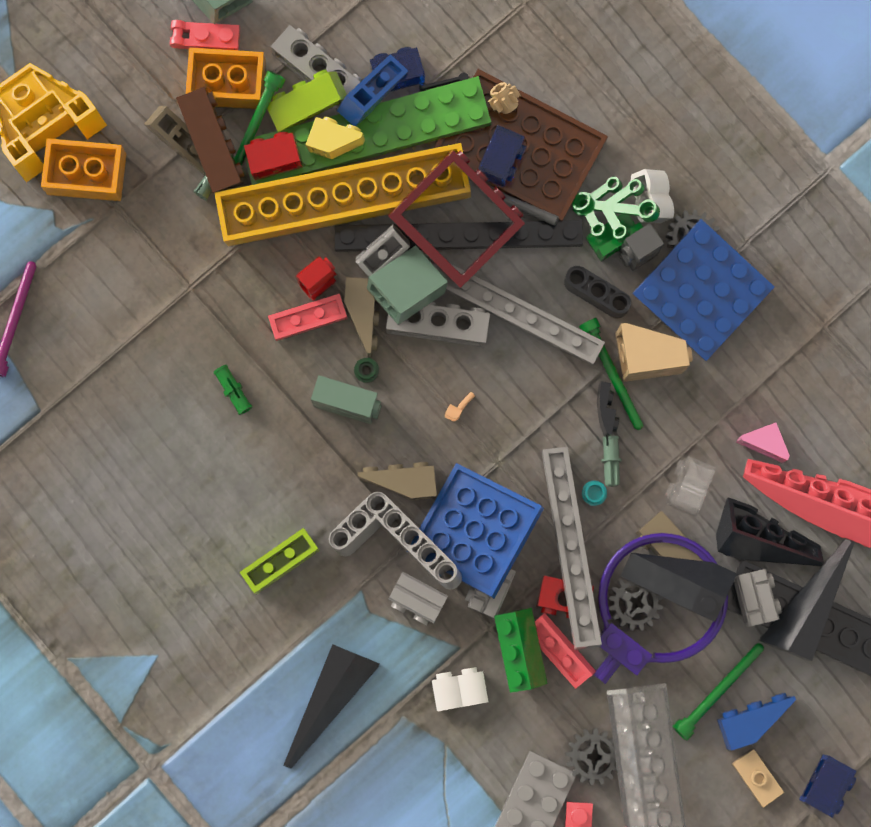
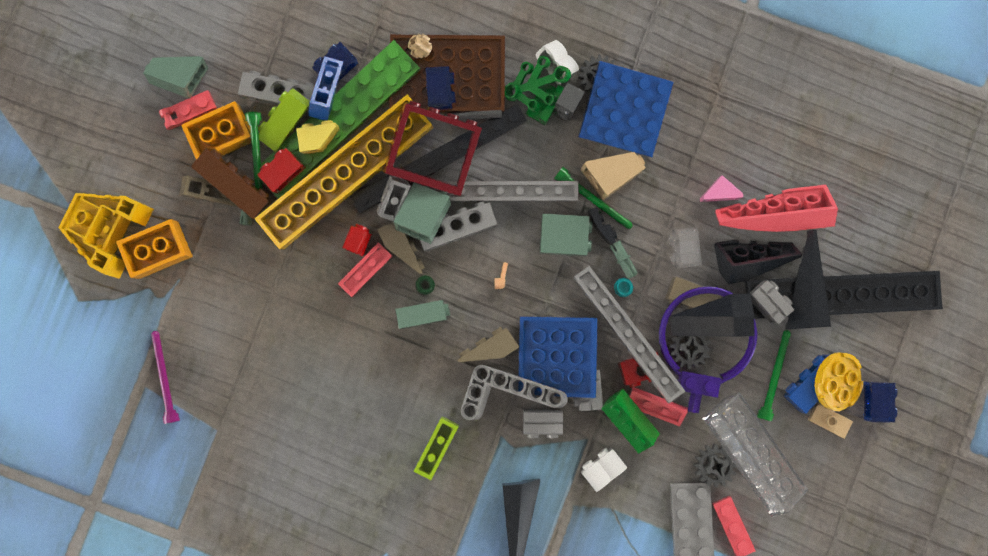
camera: 30 degrees left, 5 degrees up
(232, 389) = (352, 353): green pin -> none
(423, 86) = (359, 67): black hinge -> none
(558, 397) = (565, 235): none -> sand green brick
(590, 281) = (563, 144): black beam -> none
(790, 734) = (838, 381): none -> yellow tile

